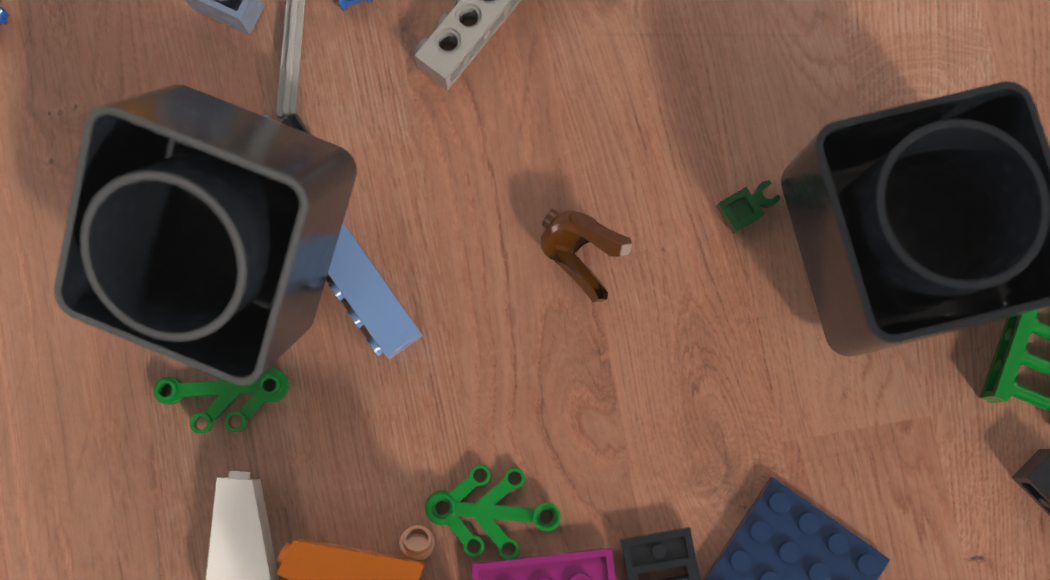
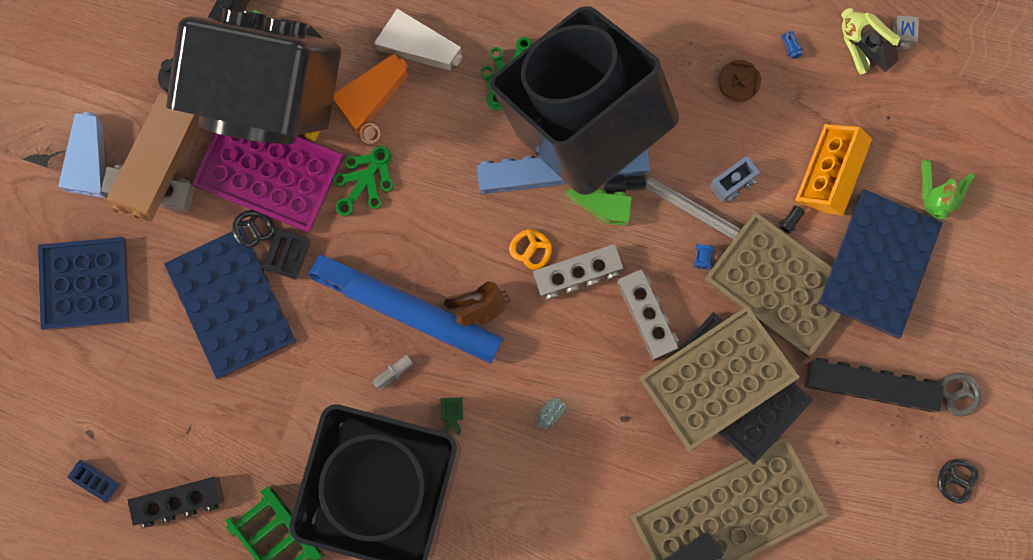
camera: 125 degrees right, 0 degrees up
(76, 68) = (739, 81): none -> reddish brown tile
(350, 132) = (607, 207): none -> bright green slope
(430, 101) = (606, 255): none -> light grey brick
(462, 222) = (525, 257): none -> light orange piece
(643, 347) = (406, 308): none -> blue piece
(671, 79) = (551, 413): none -> clear light blue brick
(738, 316) = (393, 372): none -> light grey axle

